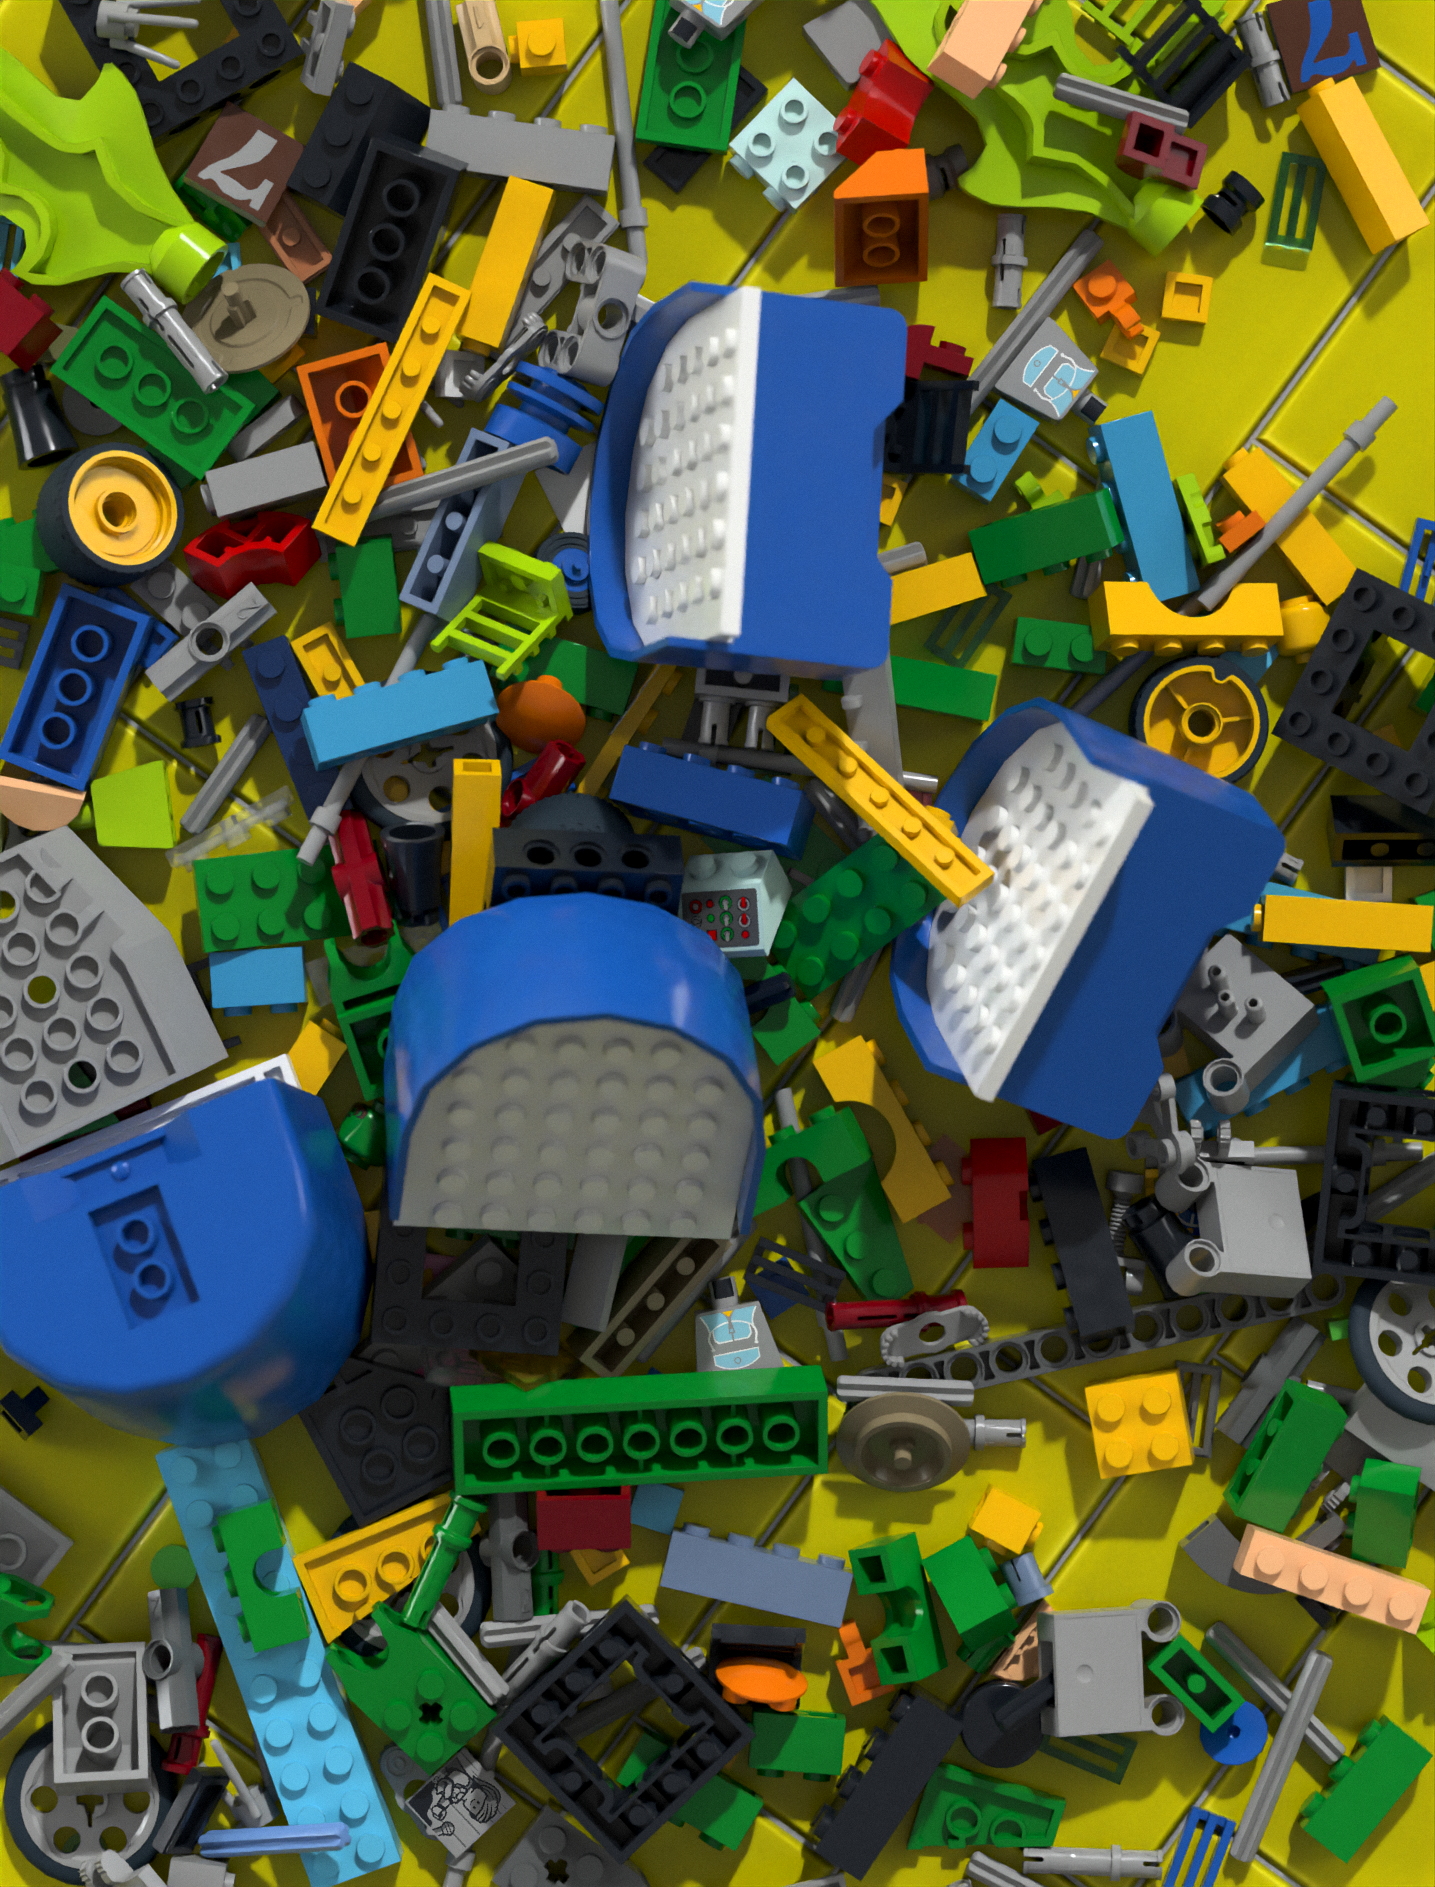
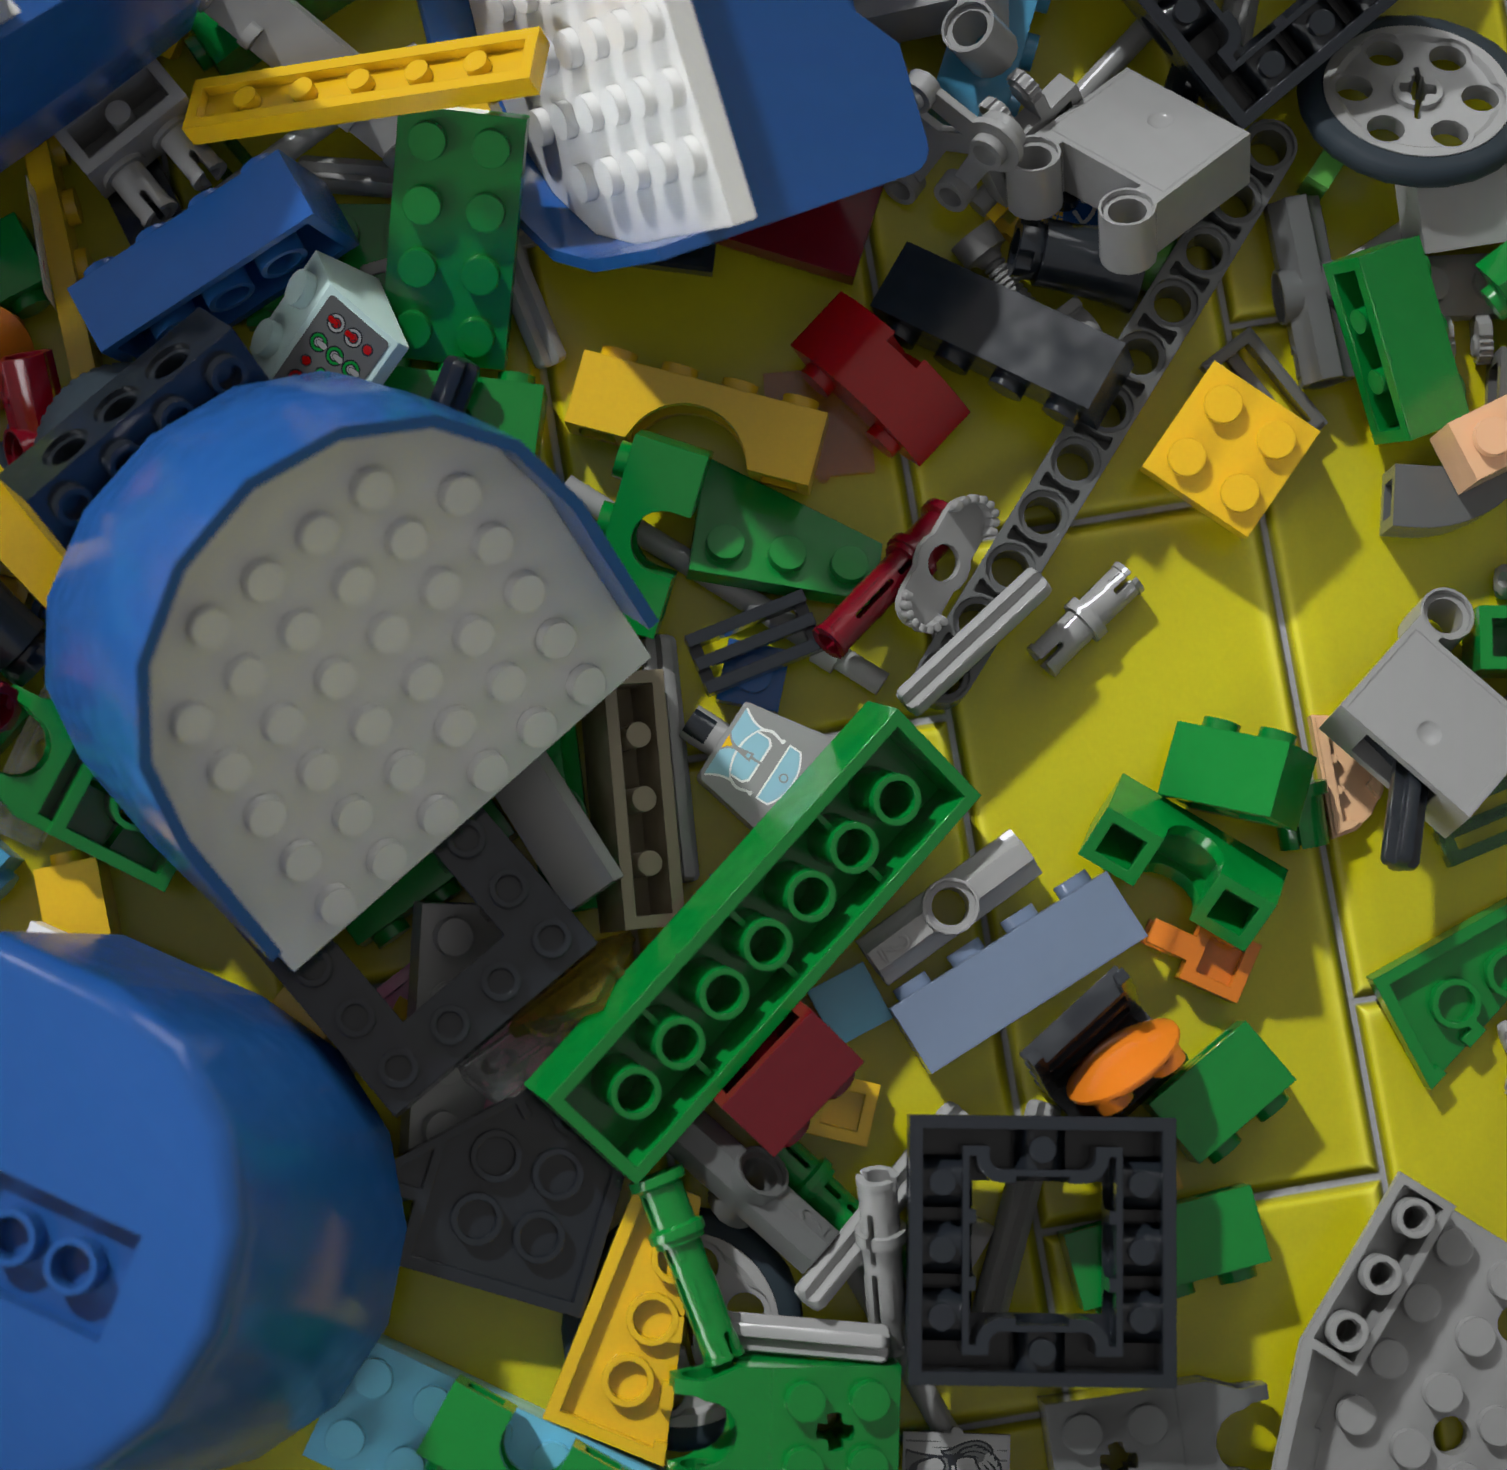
camera: 55 degrees left, 5 degrees down
(363, 1134) = (200, 931): green head -> none
(786, 1515) = (981, 881): none -> light grey piece
(886, 1780) = (1344, 1041): black brick -> none
(903, 1441) = (1022, 695): dark tan piece -> none
(982, 1735) = (1388, 898): black head -> none
(1005, 1521) = (1198, 675): yellow brick -> none
(1025, 1579) = (1273, 709): sand blue bush -> none

